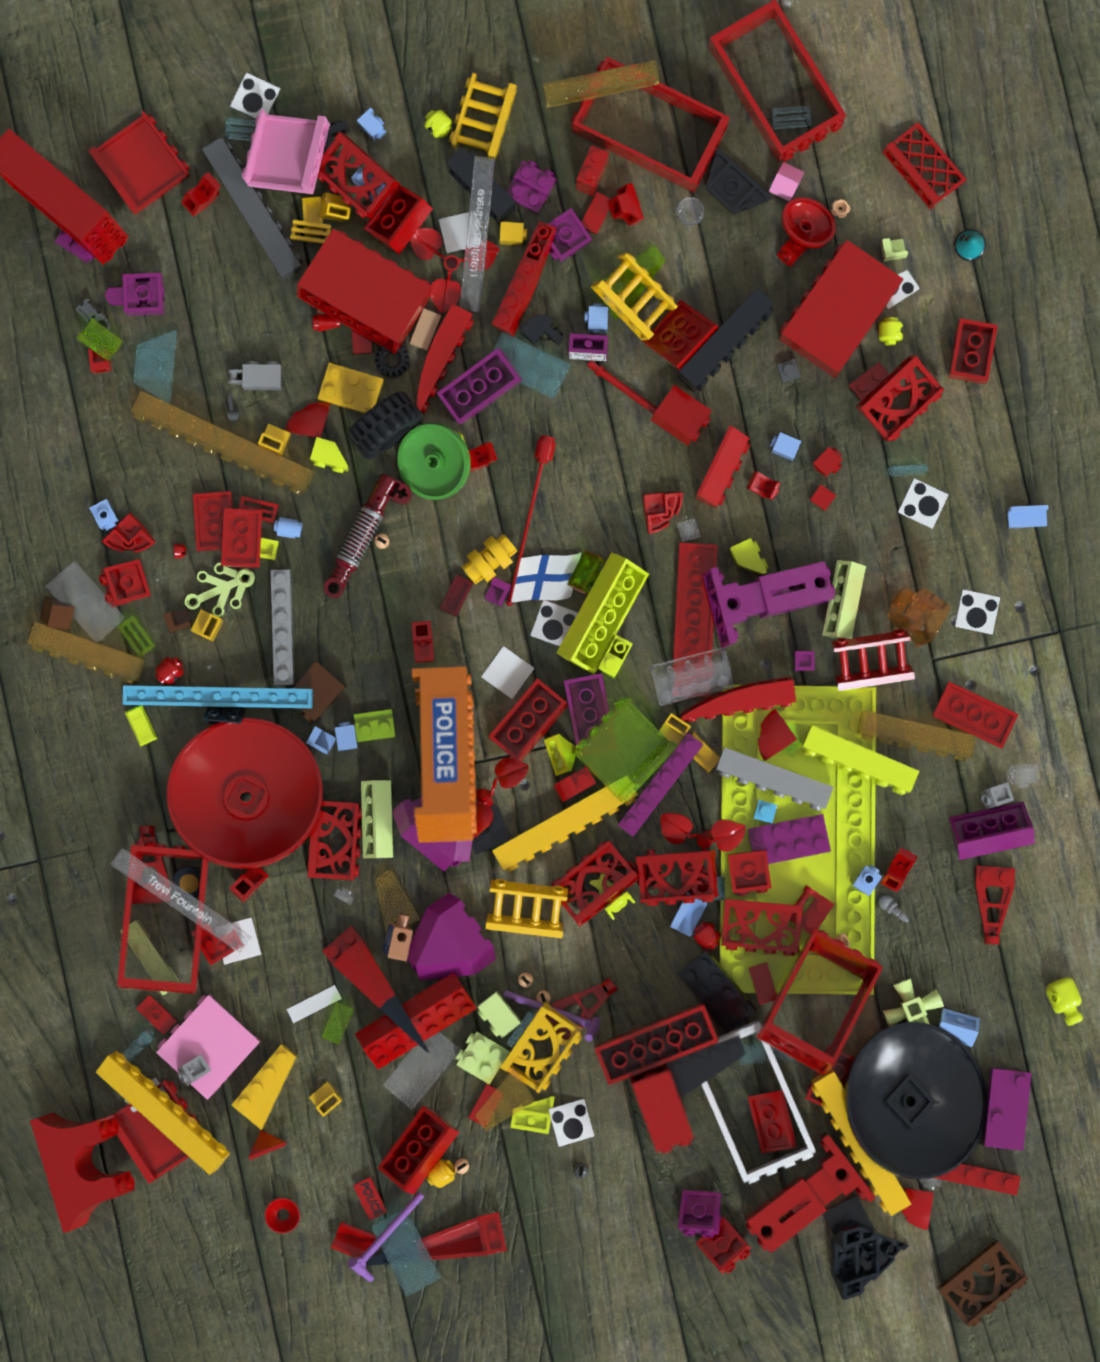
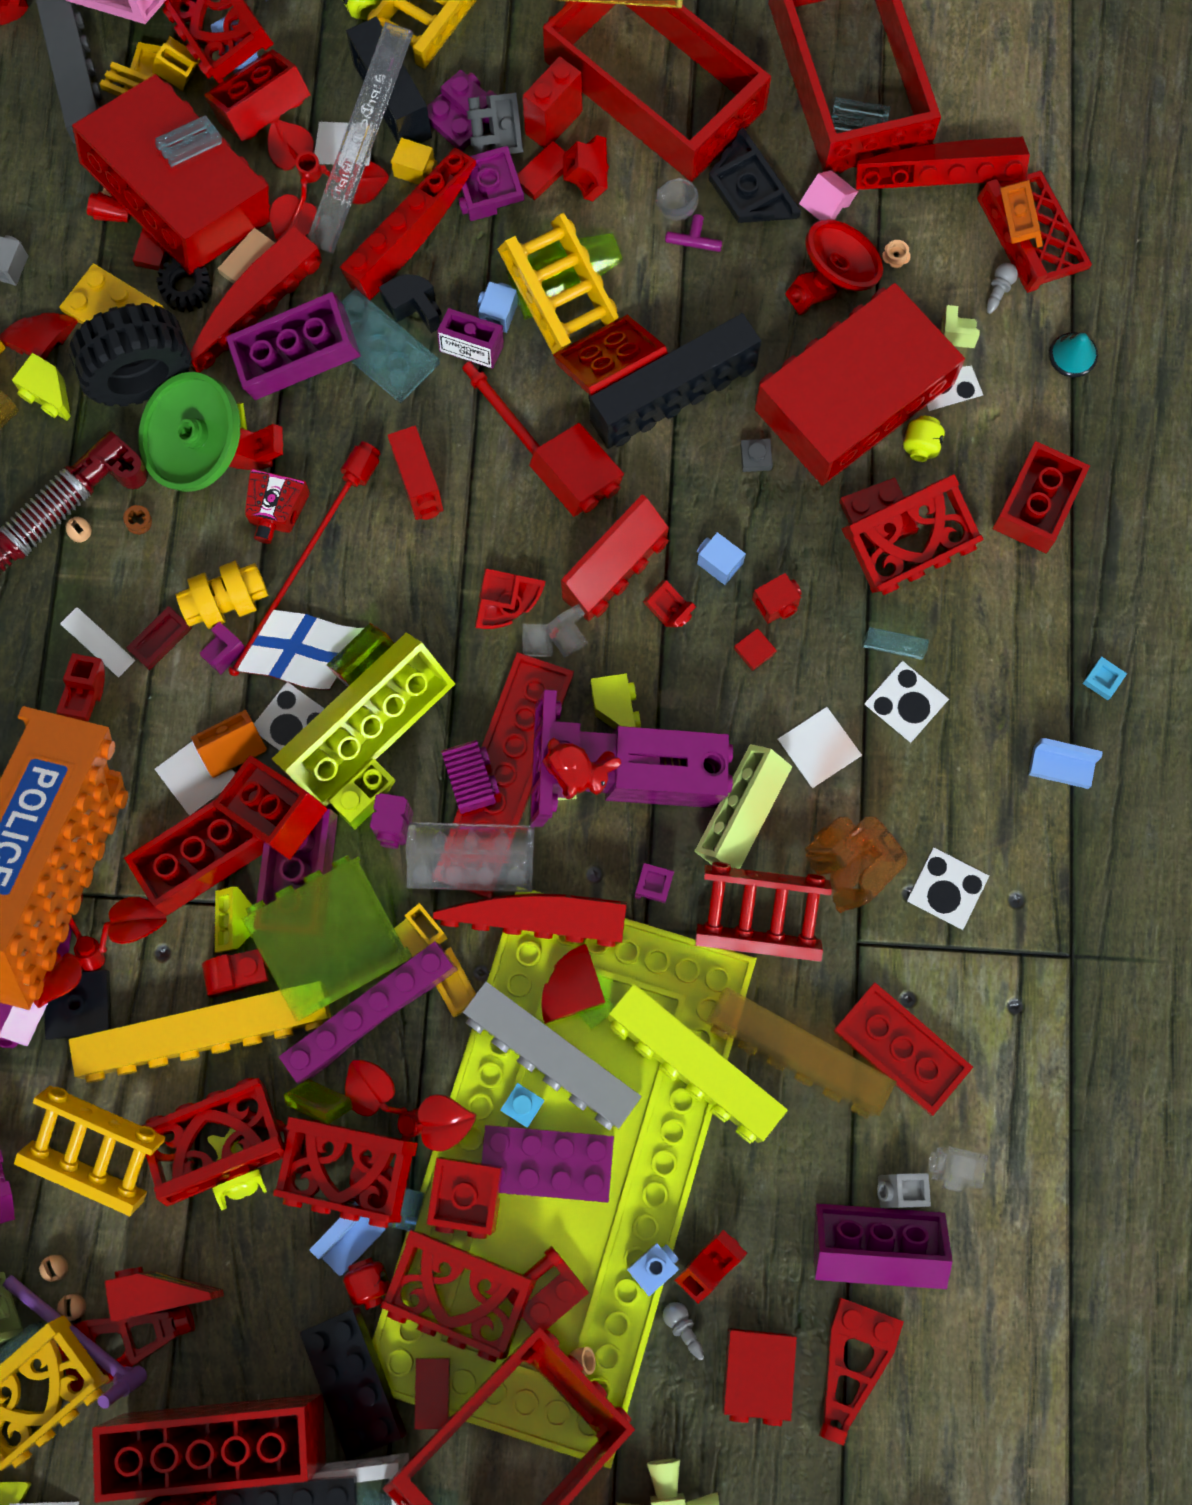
camera: 15 degrees right, 10 degrees down
(363, 284) = (191, 144): none -> clear light blue tile
(418, 530) = (136, 528): none -> dark orange bush
(418, 608) = (97, 642): none -> white sticker
(499, 491) = (274, 503): none -> red torso
(522, 648) = (228, 743): none -> orange panel
(563, 192) = (503, 123): none -> dark grey plate
(566, 682) = (270, 807): none -> red slope
(583, 448) = (415, 473): none -> red brick
(588, 976) = (143, 1293): none -> red slope
(638, 669) = (391, 820): none -> magenta brick
(648, 843) = (318, 1101): none -> clear neon green tile
(676, 629) = (469, 776): none -> magenta brick
(705, 521) = (566, 633): none -> clear panel
(707, 235) = (694, 239): none -> magenta piece
(743, 612) = (575, 770): none -> red animal
(858, 137) = (946, 164): none -> red slope
(878, 547) = (819, 747): none -> white sticker
(913, 204) = (1005, 276): none -> light grey bar
(914, 163) = (1021, 213): none -> orange panel
(942, 921) = (759, 1376): none -> red brick
(1039, 455) = (1104, 678): none -> medium azure plate

